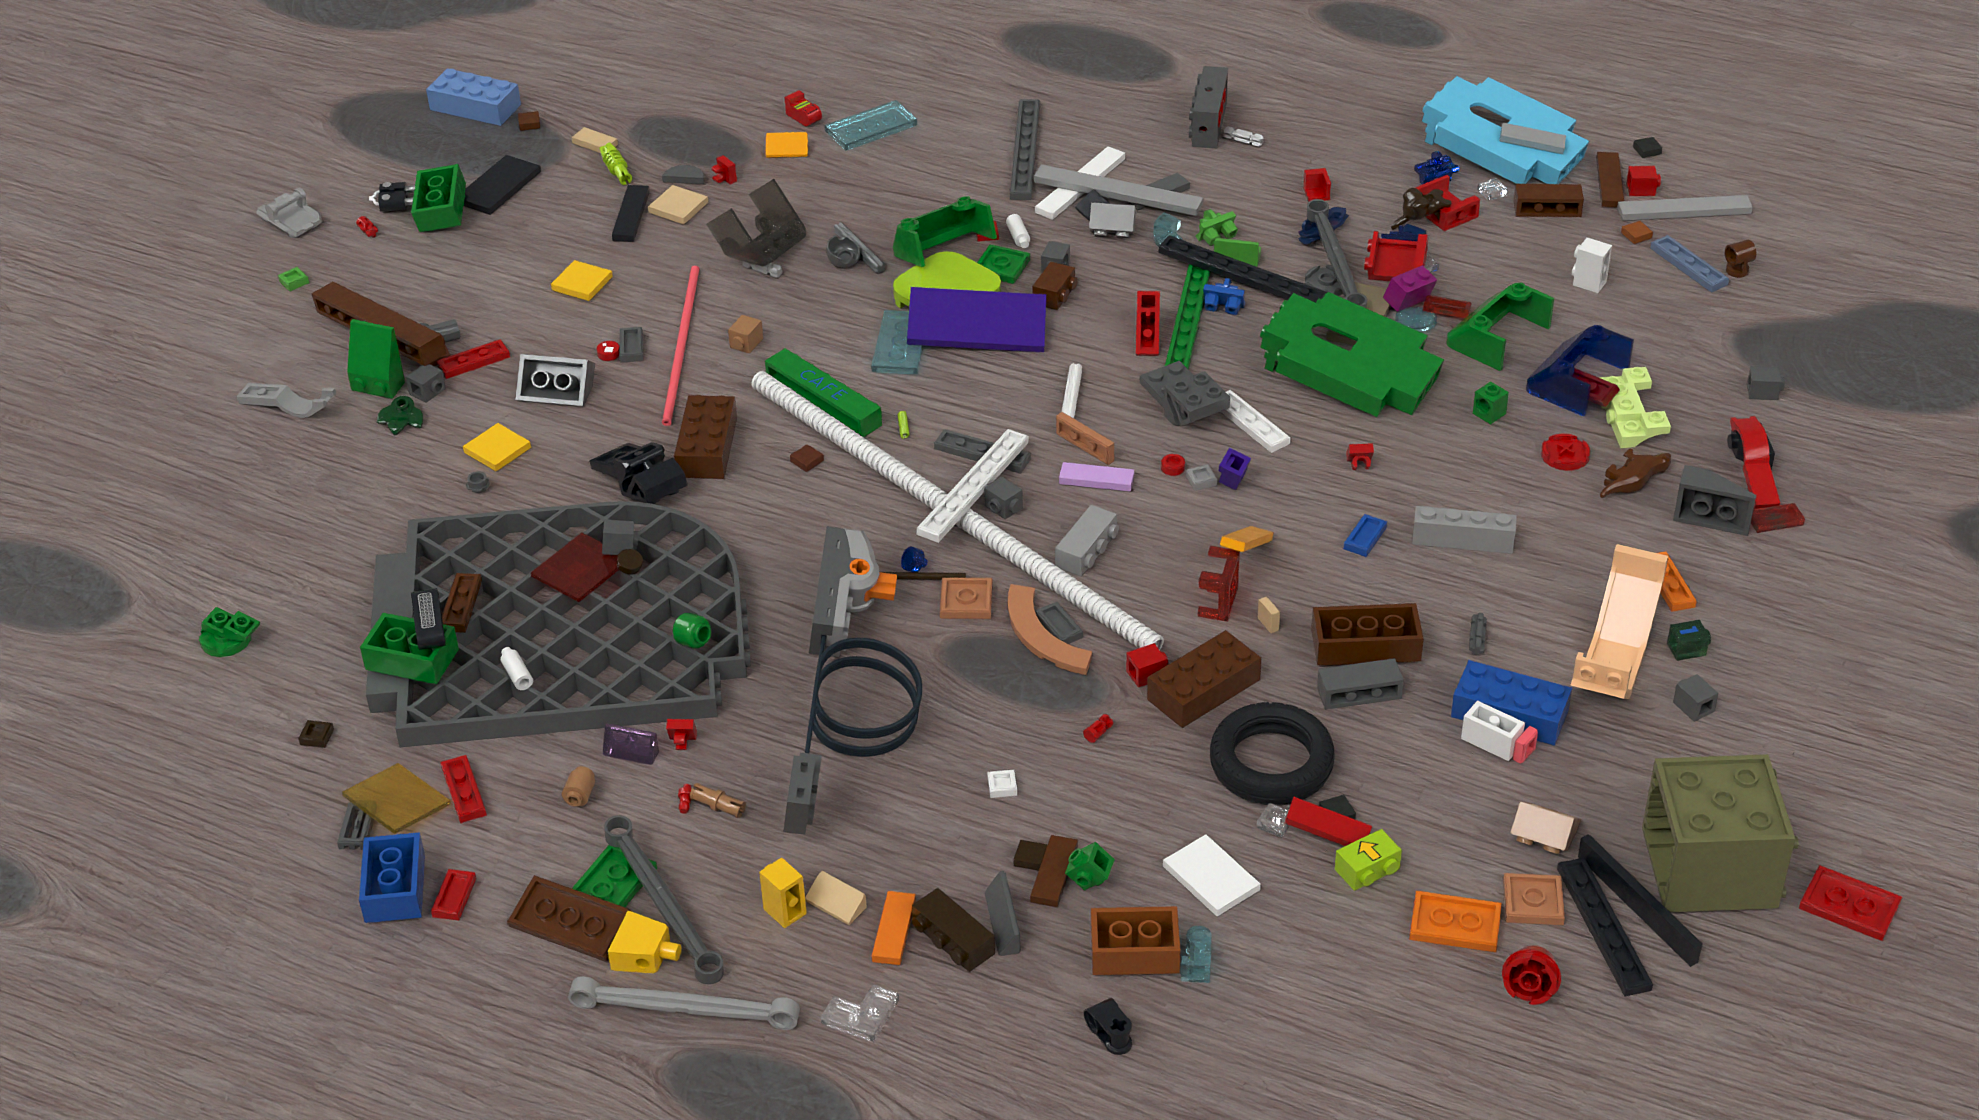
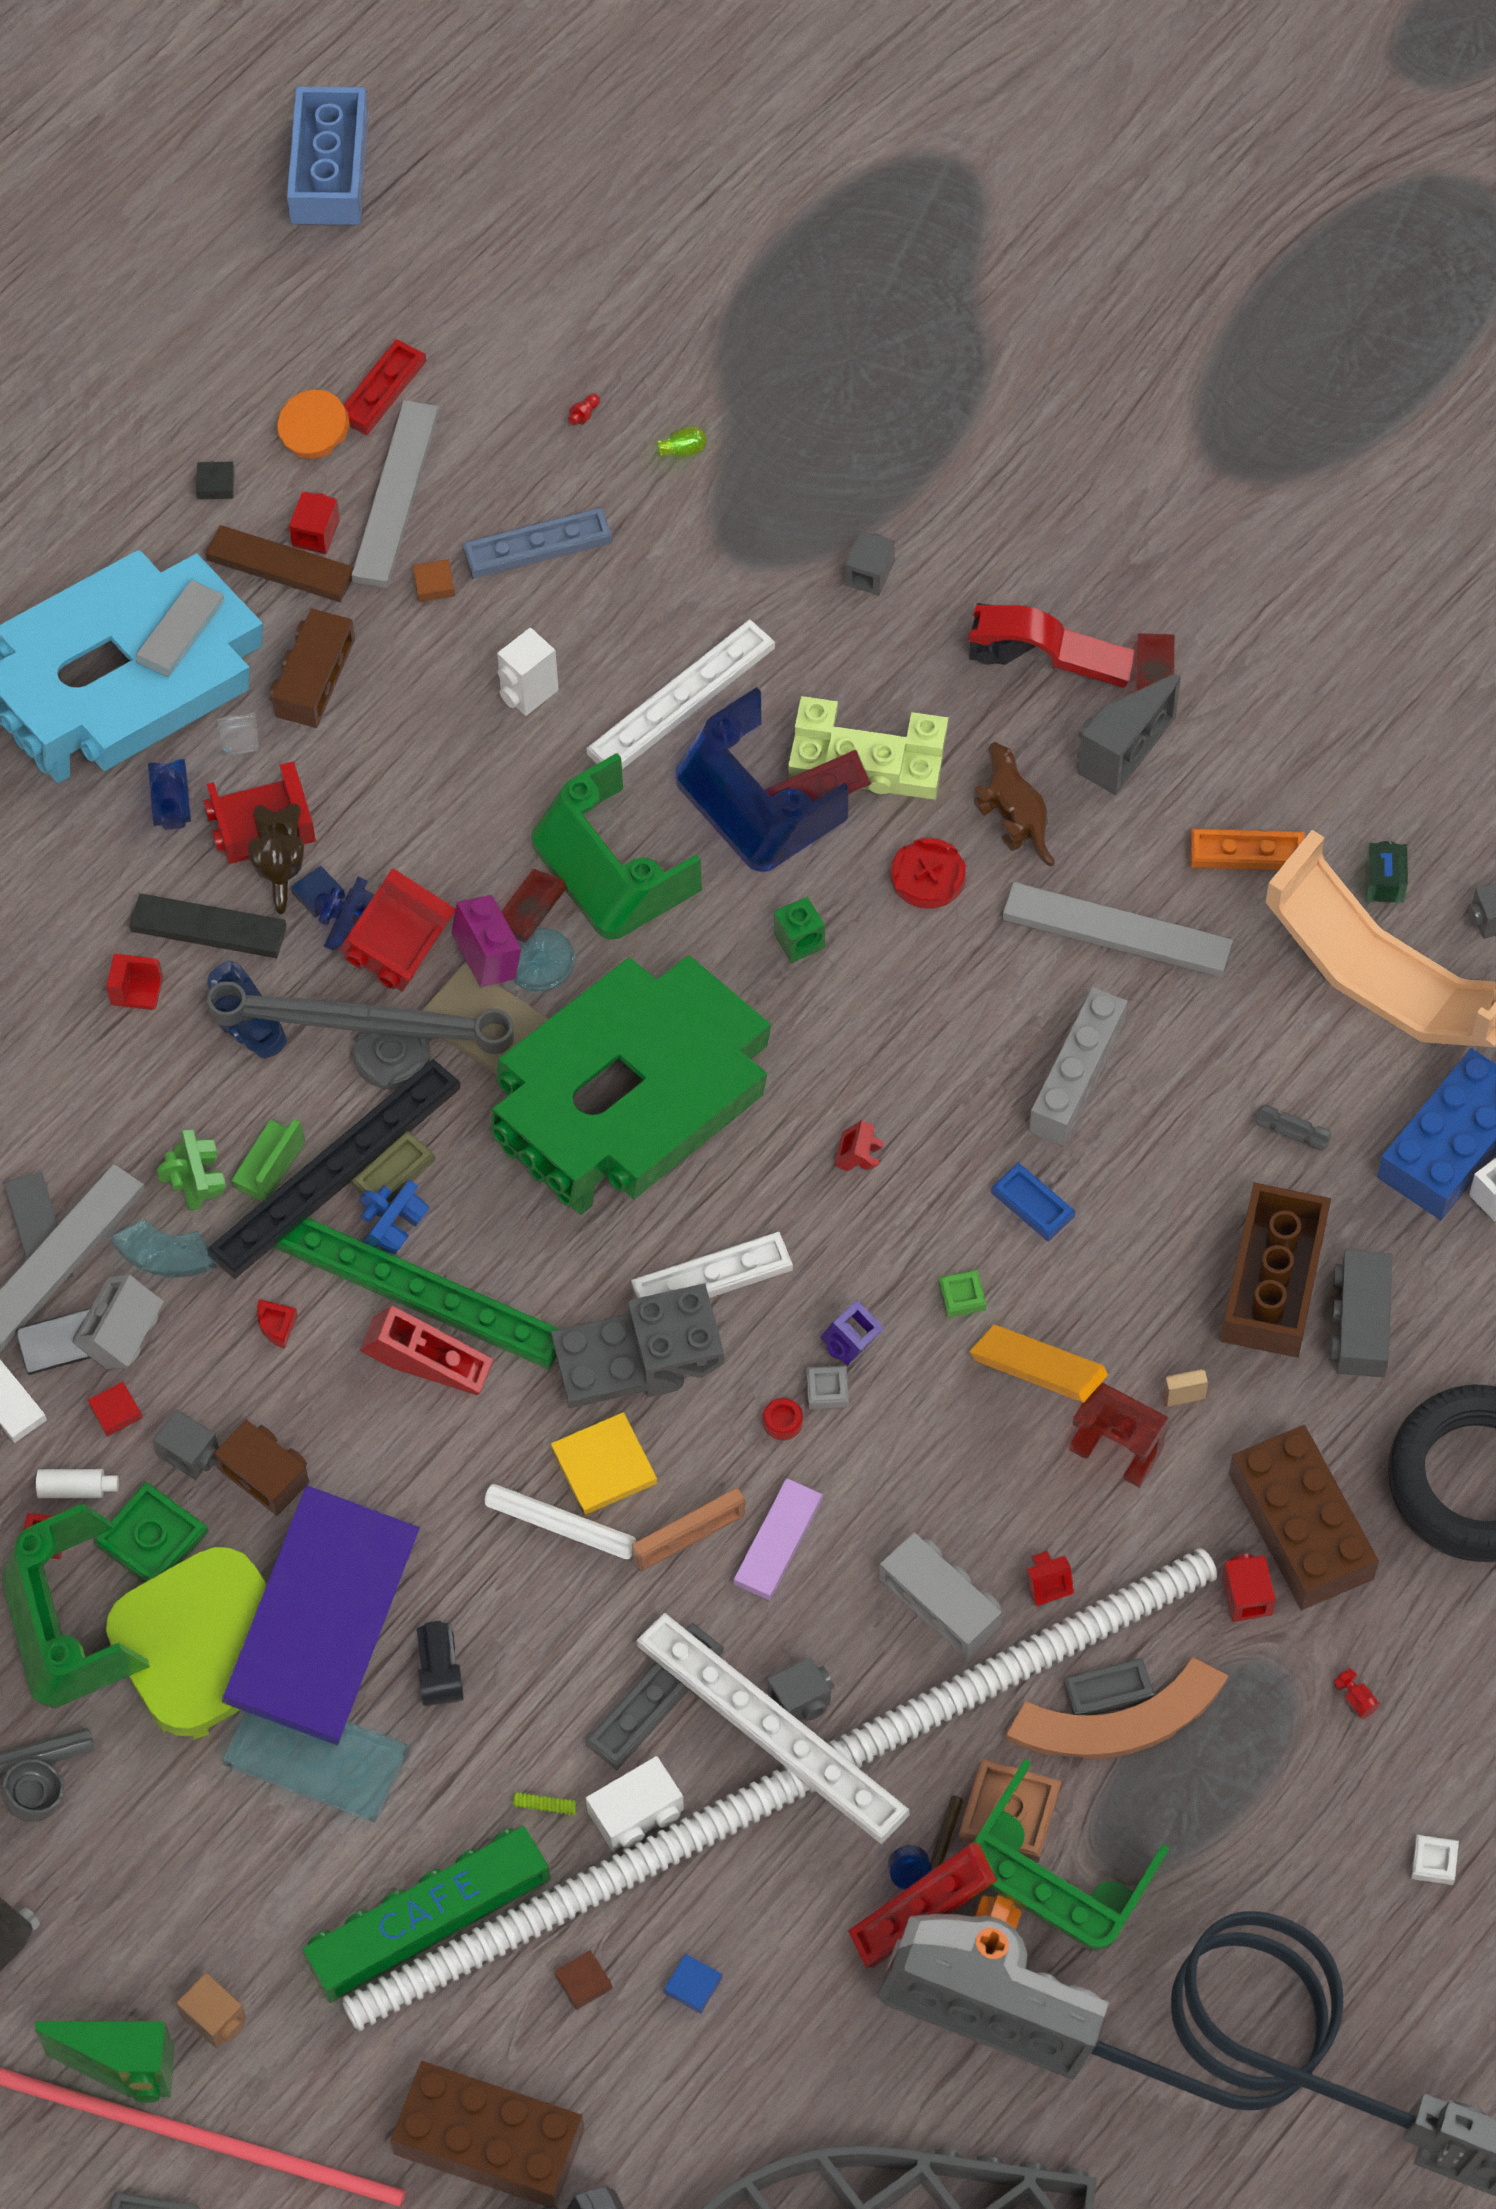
camera: 75 degrees left, 20 degrees up
(707, 304) = (120, 2054): none -> green slope
(817, 497) = (693, 1983): none -> blue tile
(893, 551) = (935, 1893): none -> red tile
(913, 450) = (635, 1804): none -> white brick
(916, 583) = (1084, 1918): none -> green windscreen
(961, 370) = (439, 1673): none -> black piece
(1067, 235) = (115, 1409): none -> red tile
(1113, 404) = (604, 1463): none -> yellow tile
(1115, 581) = (1049, 1578): none -> red tile
(1143, 278) = (276, 1321): none -> red tile
(1259, 297) = (395, 1166): none -> olive tile
(1288, 518) = (962, 1293): none -> bright green tile
(1367, 204) = (208, 925): none -> pearl dark grey tile
(1574, 536) = (1118, 929): none -> light grey tile
(1643, 341) = (683, 695): none -> white tile
(1707, 168) = (313, 424): none -> orange tile
(1738, 256) = (571, 473): reddish brown piece -> none
(1752, 188) = (383, 386): none -> red tile
(1789, 260) = (581, 412): none -> red piece
(1797, 299) = (683, 442): none -> clear neon green cylinder
(1887, 130) = (328, 155): none -> medium blue brick

